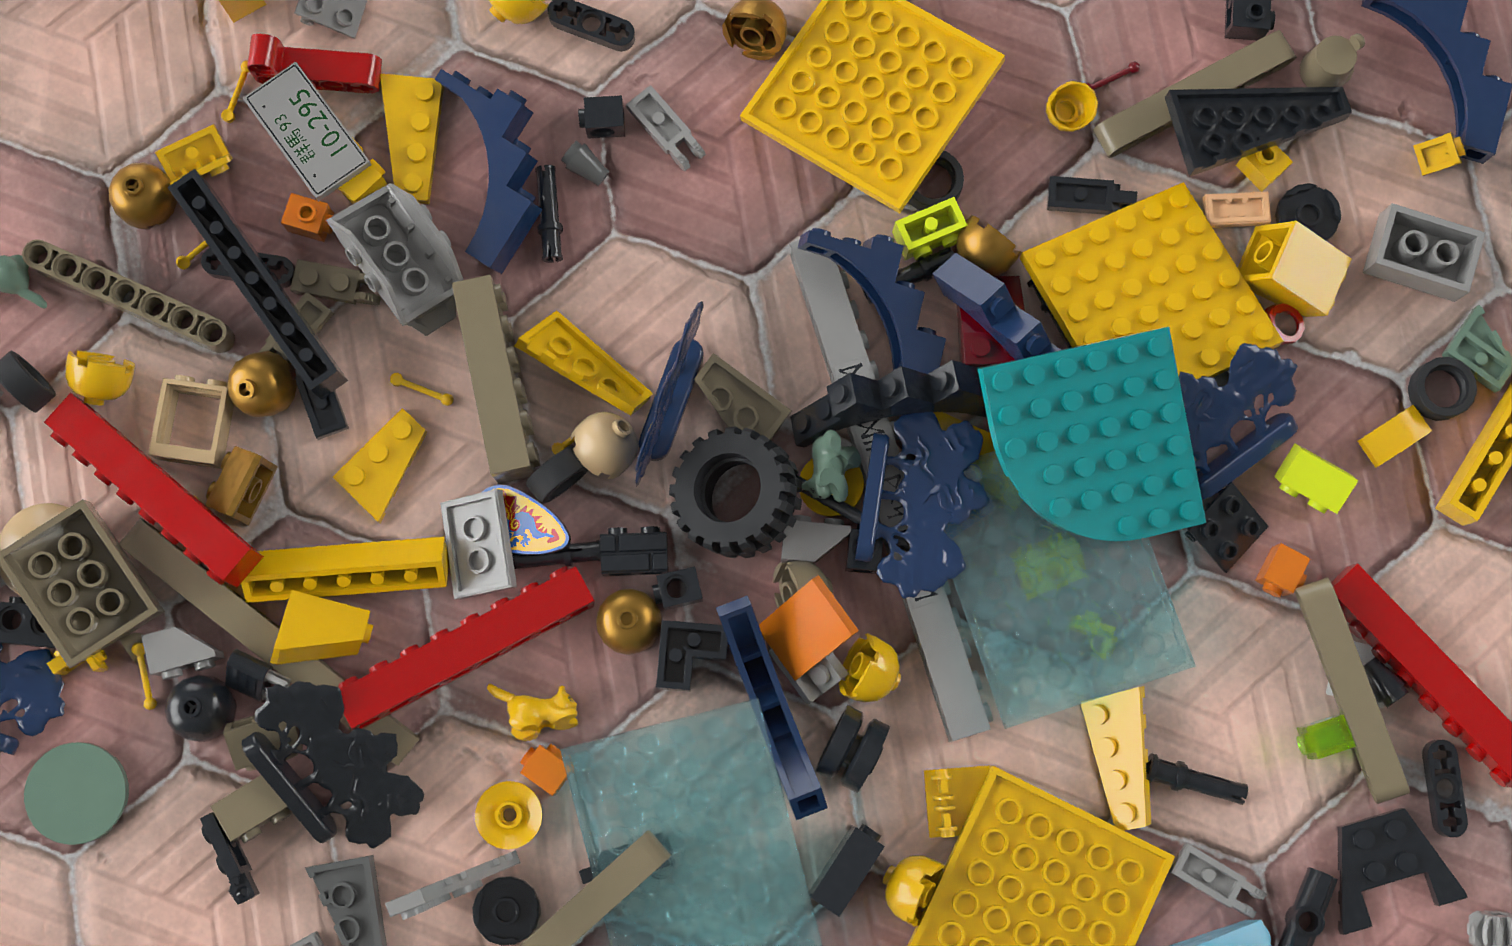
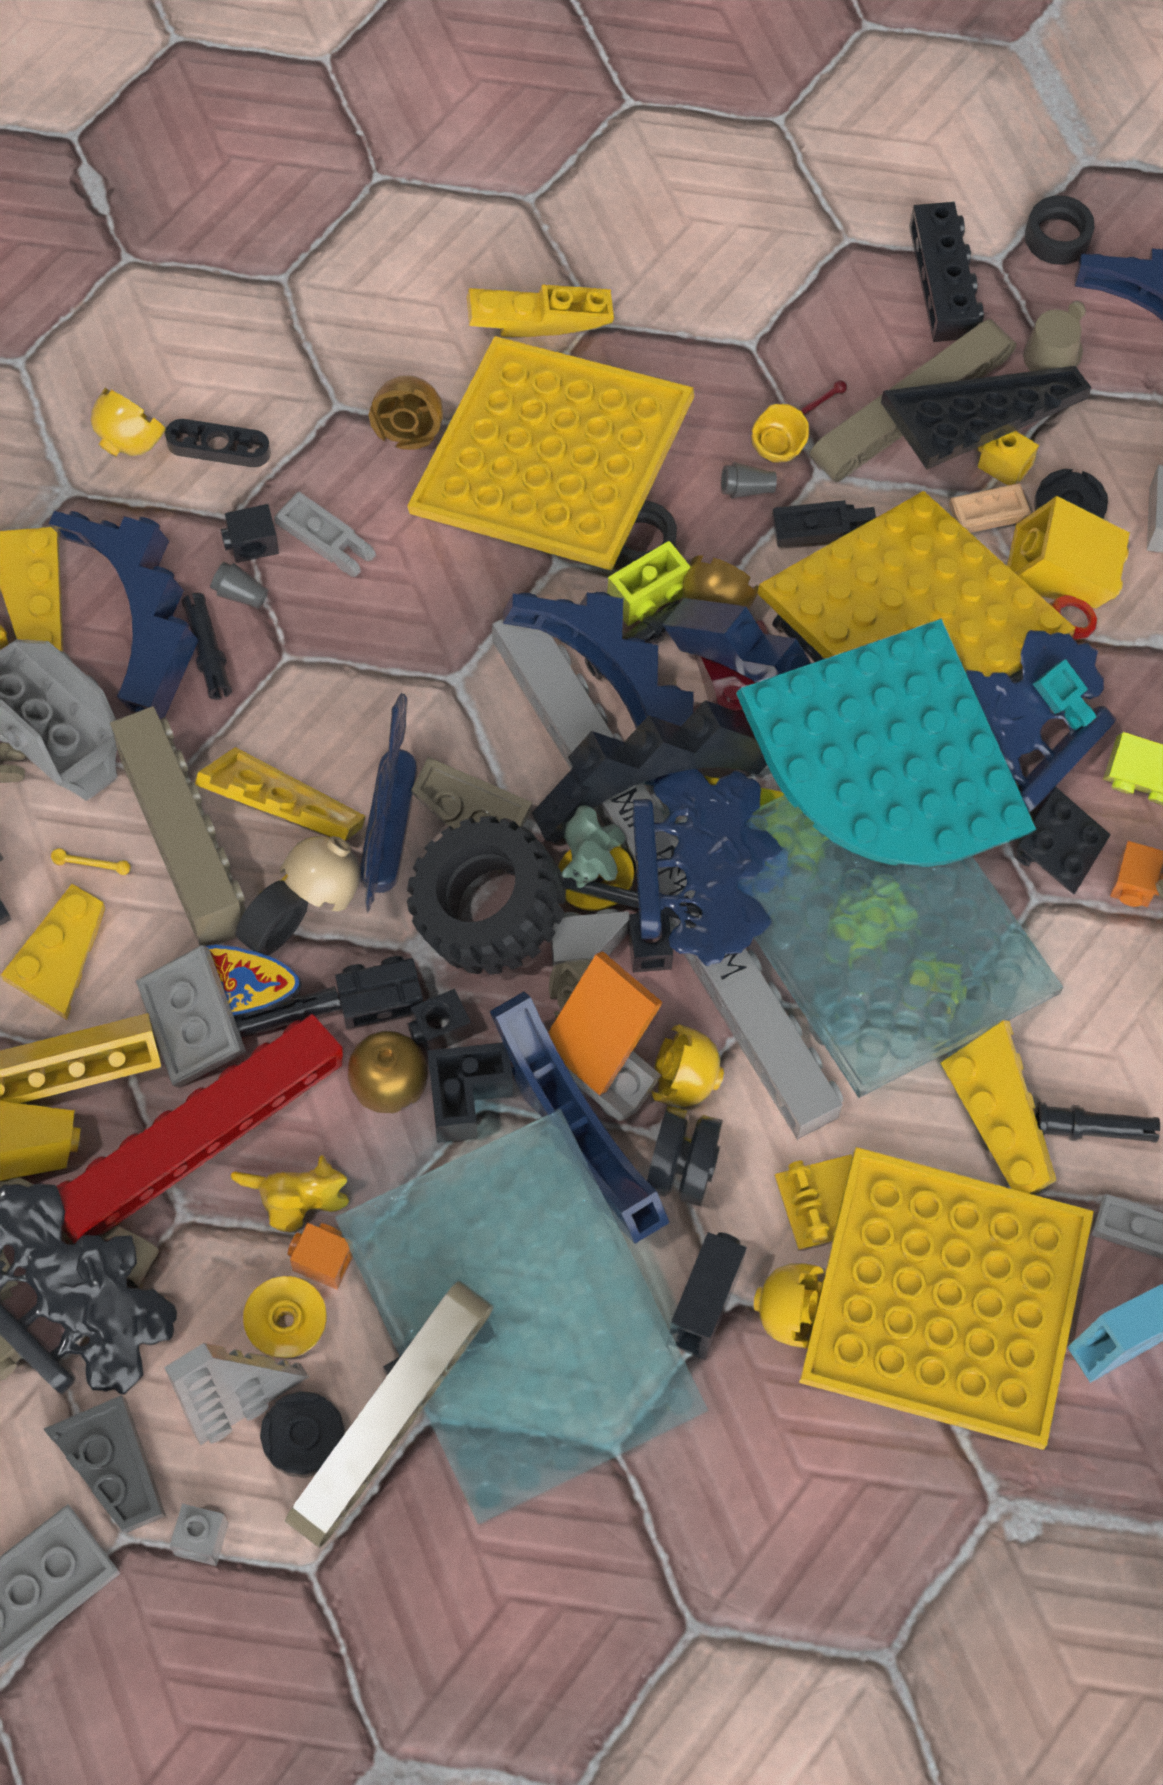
camera: 10 degrees left, 15 degrees down
(1032, 144) = (744, 480): none -> dark grey cone
(1258, 402) = (1063, 691): none -> teal plate

